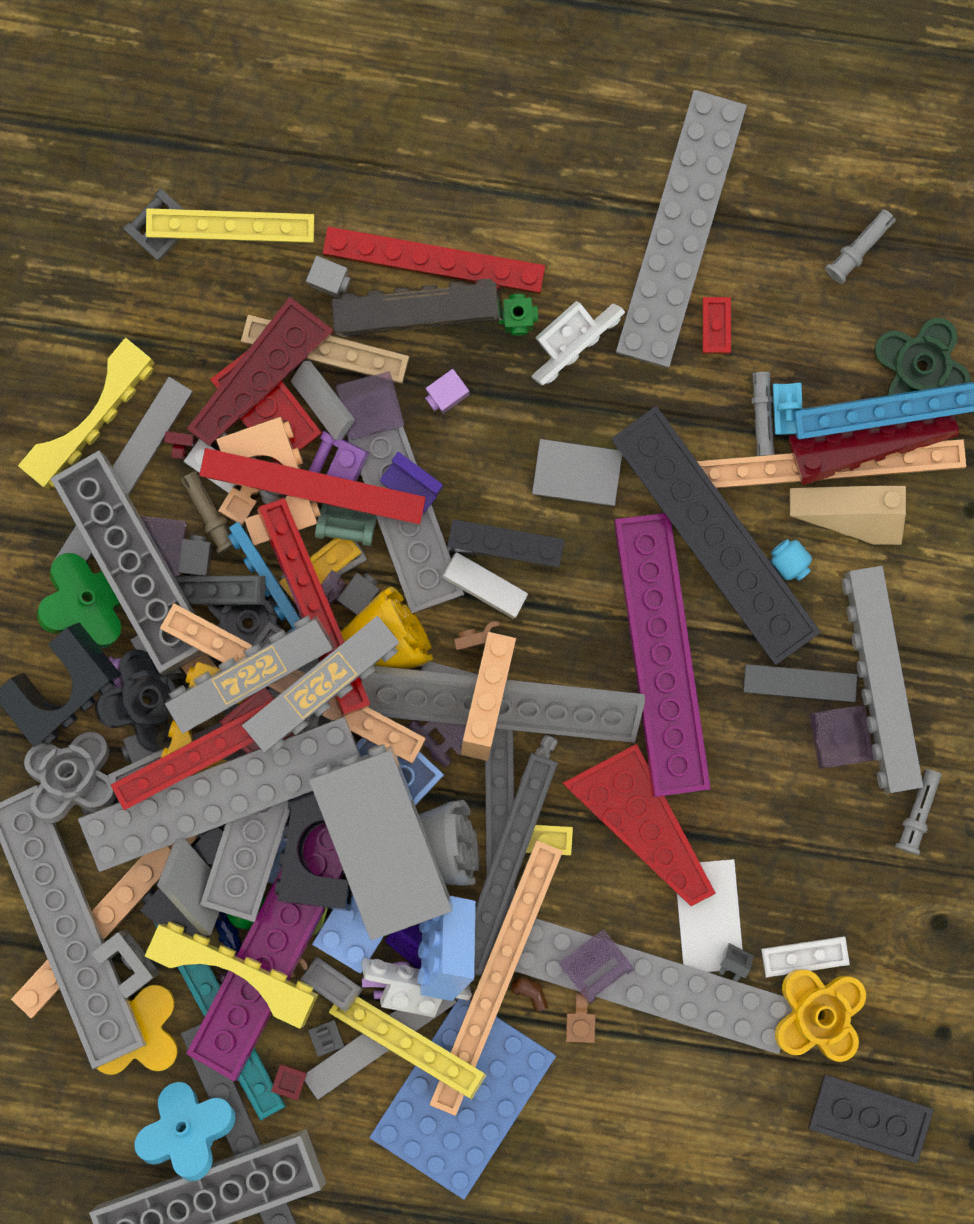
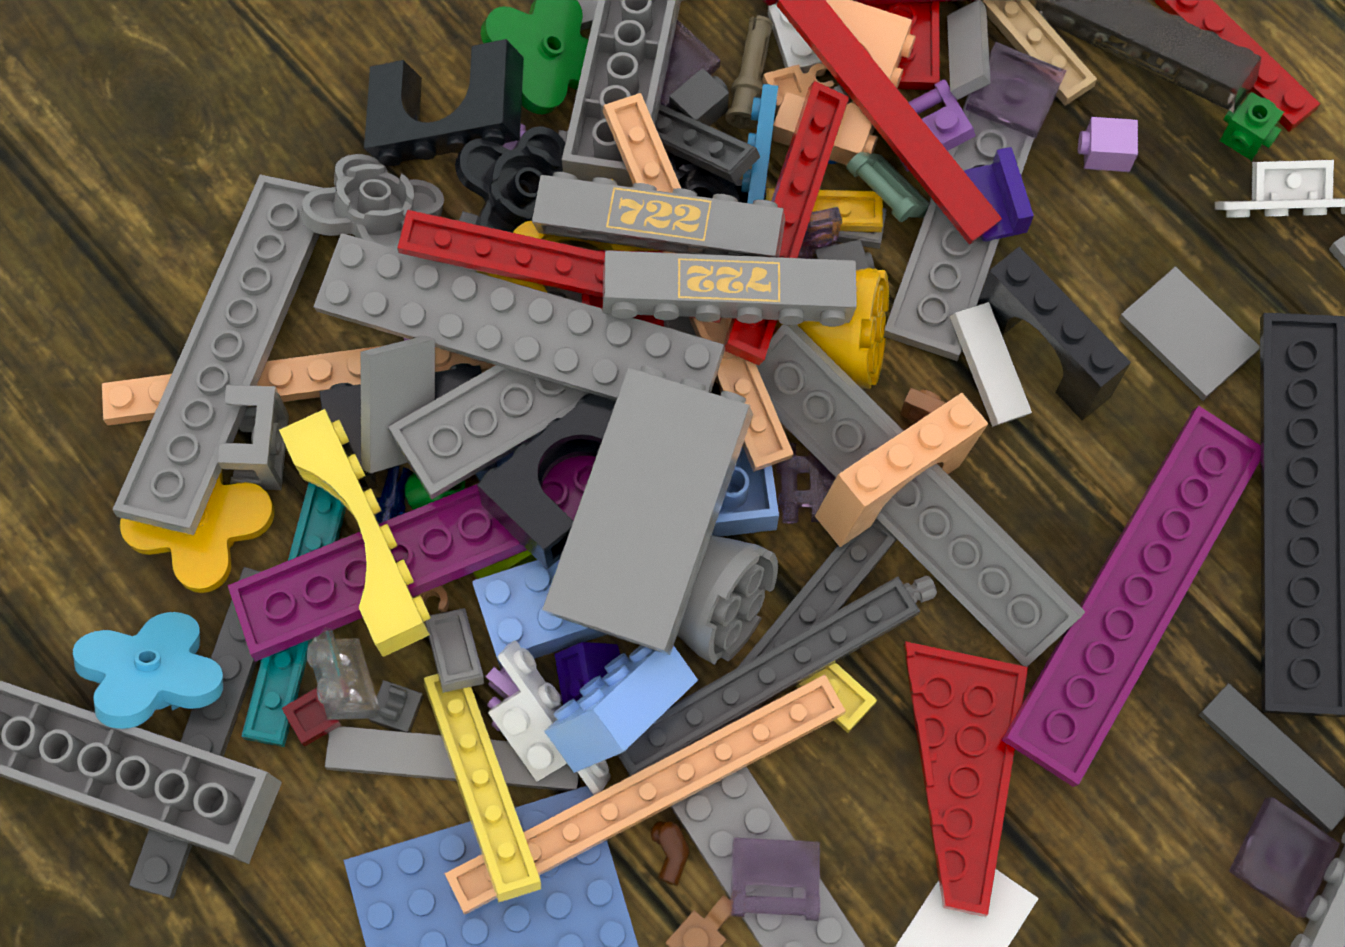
camera: 35 degrees right, 15 degrees down
(287, 1048) = (342, 677): none -> clear bracket

